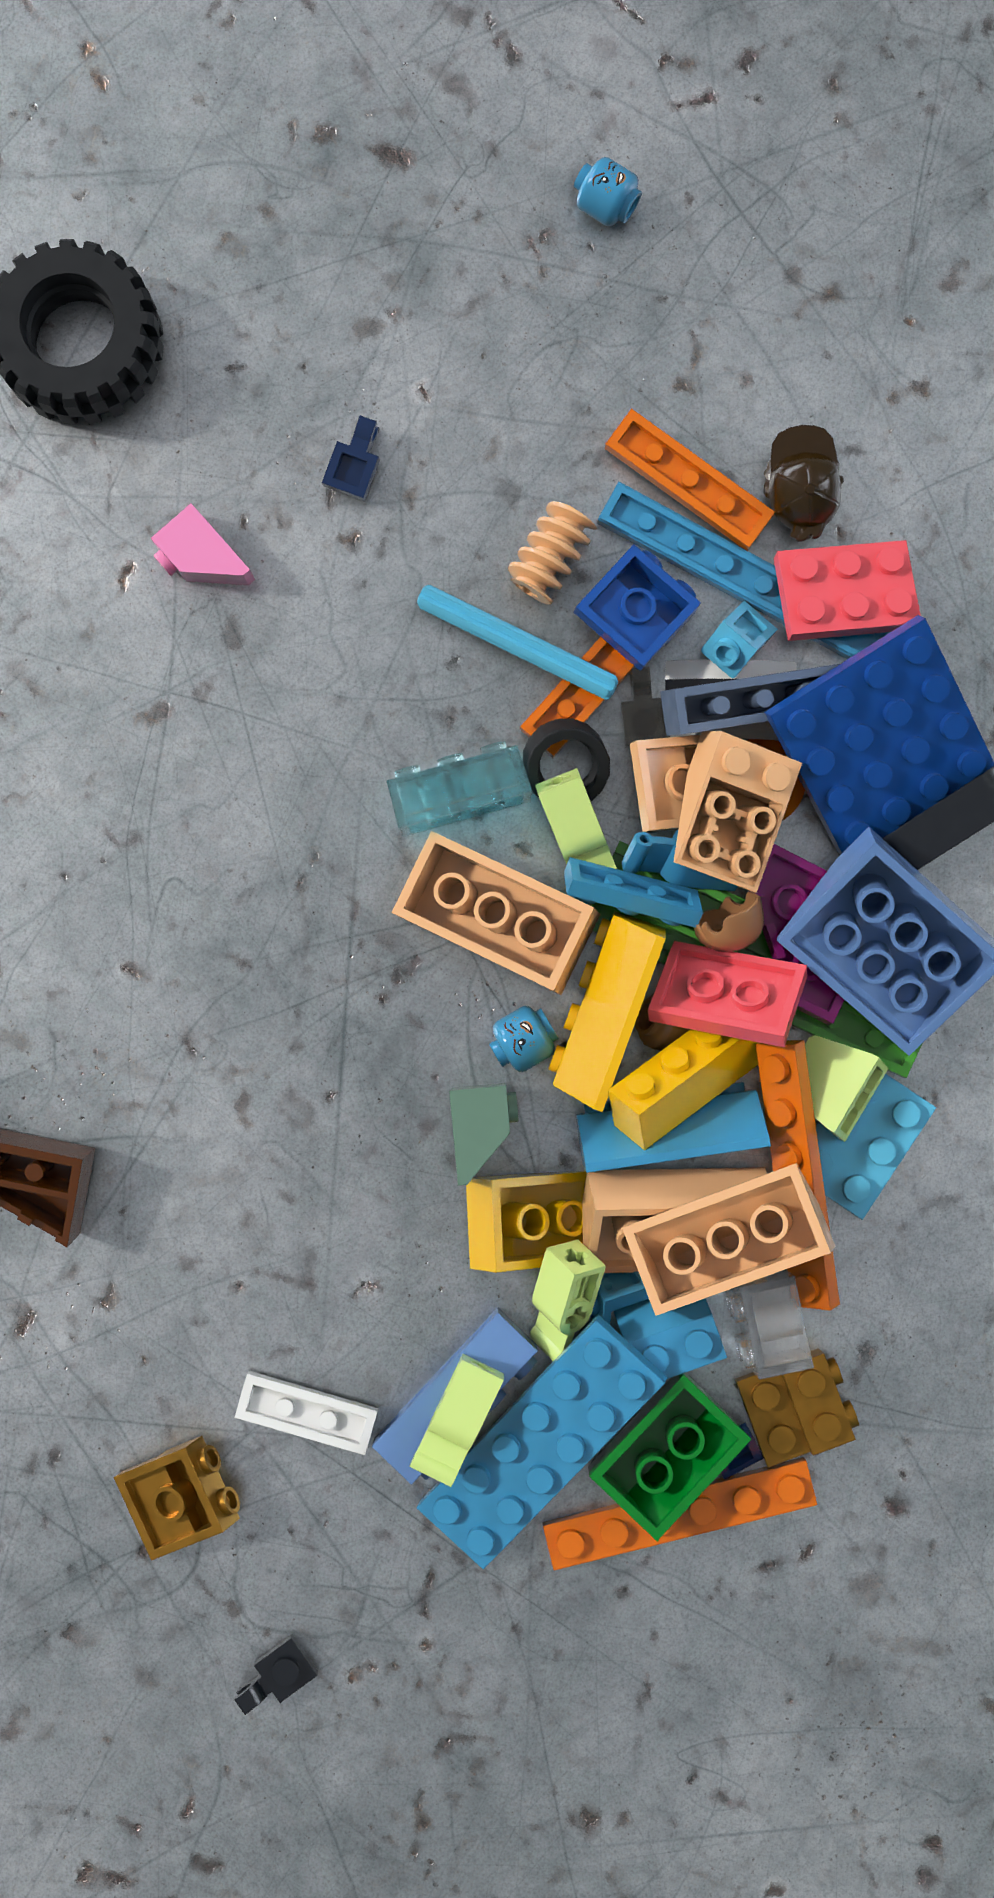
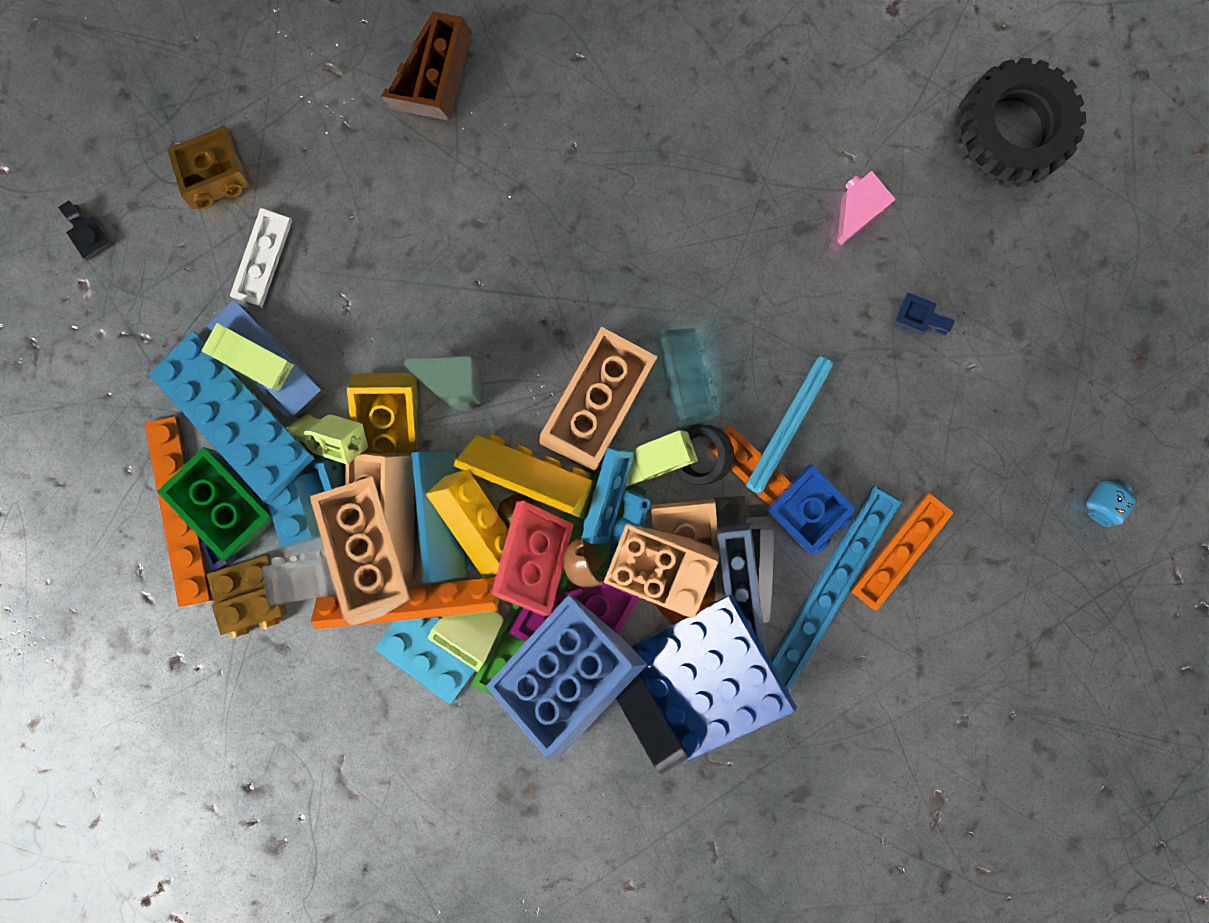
camera: 90 degrees right, 0 degrees up
(523, 1039) = (510, 417): dark azure head -> none
(549, 550) = (853, 450): light nougat piece -> none
(738, 639) = (786, 581): medium azure bracket -> none
(804, 480) = (898, 633): dark brown hair -> none
(846, 589) = (818, 659): coral plate -> none

